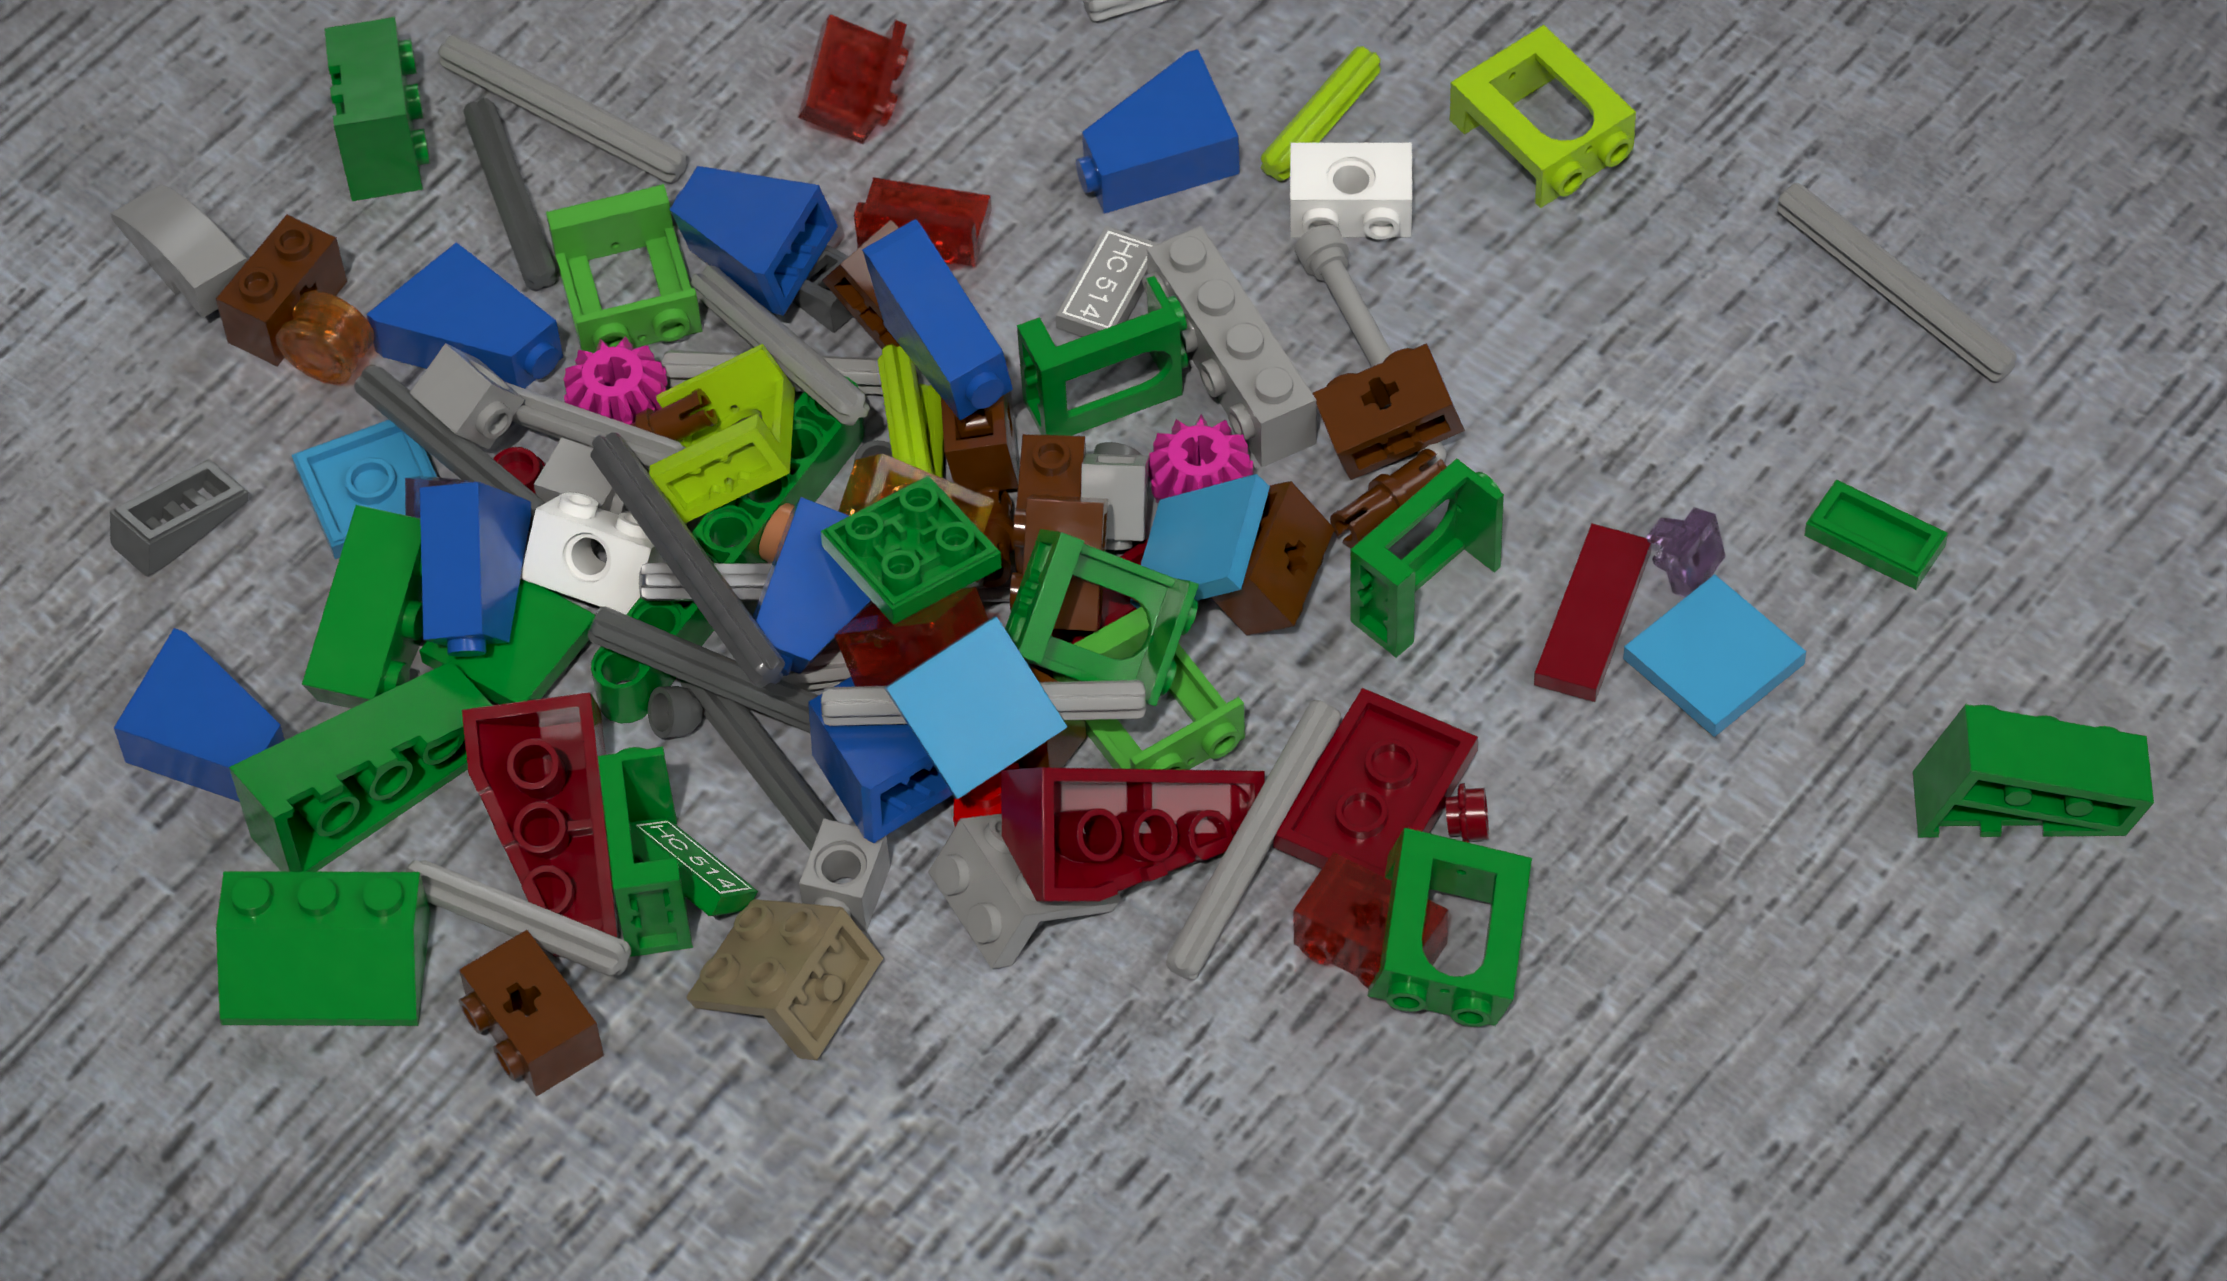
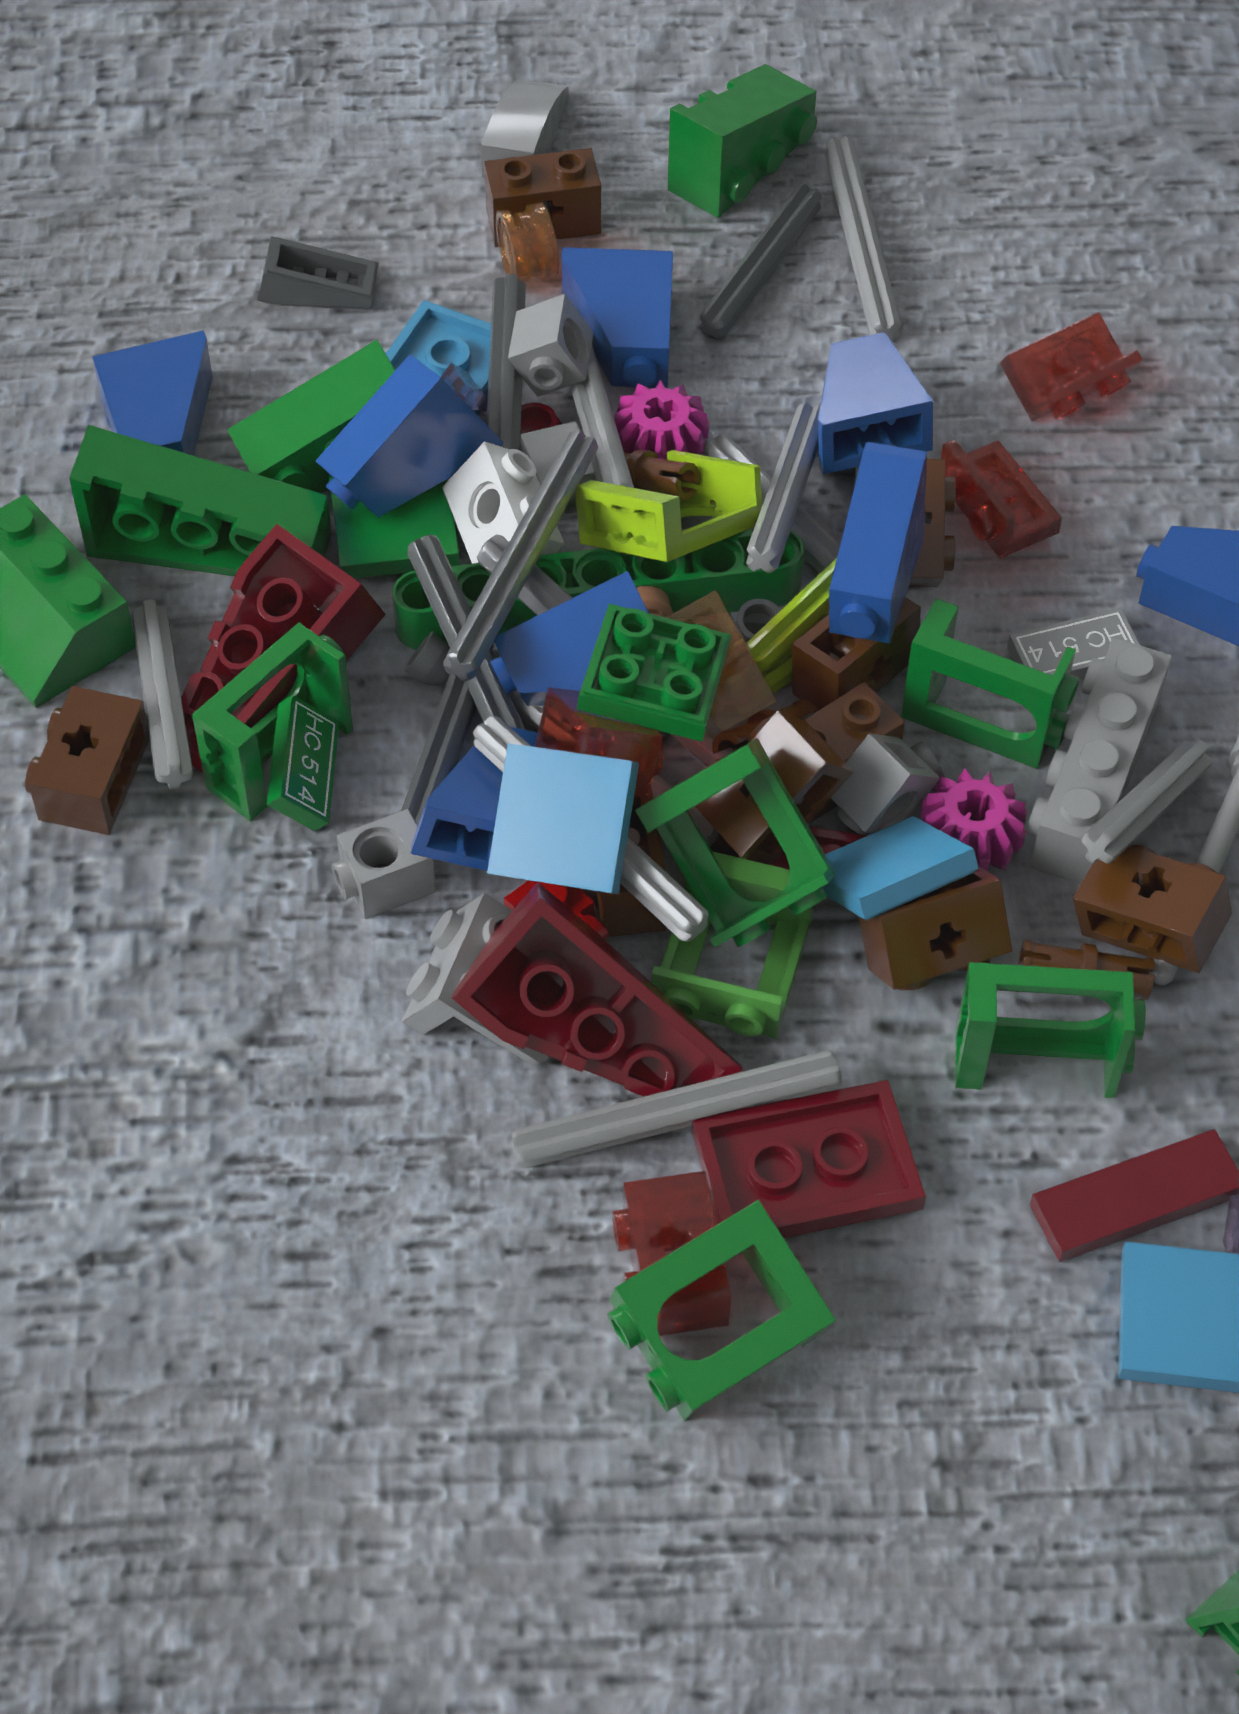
camera: 45 degrees right, 0 degrees up
(615, 227) = (782, 325): bright green panel -> none
(791, 966) = (270, 894): dark tan bracket -> none
(1304, 343) = (1146, 802): none -> light grey axle
(1468, 814) = (853, 1247): dark red plate -> none

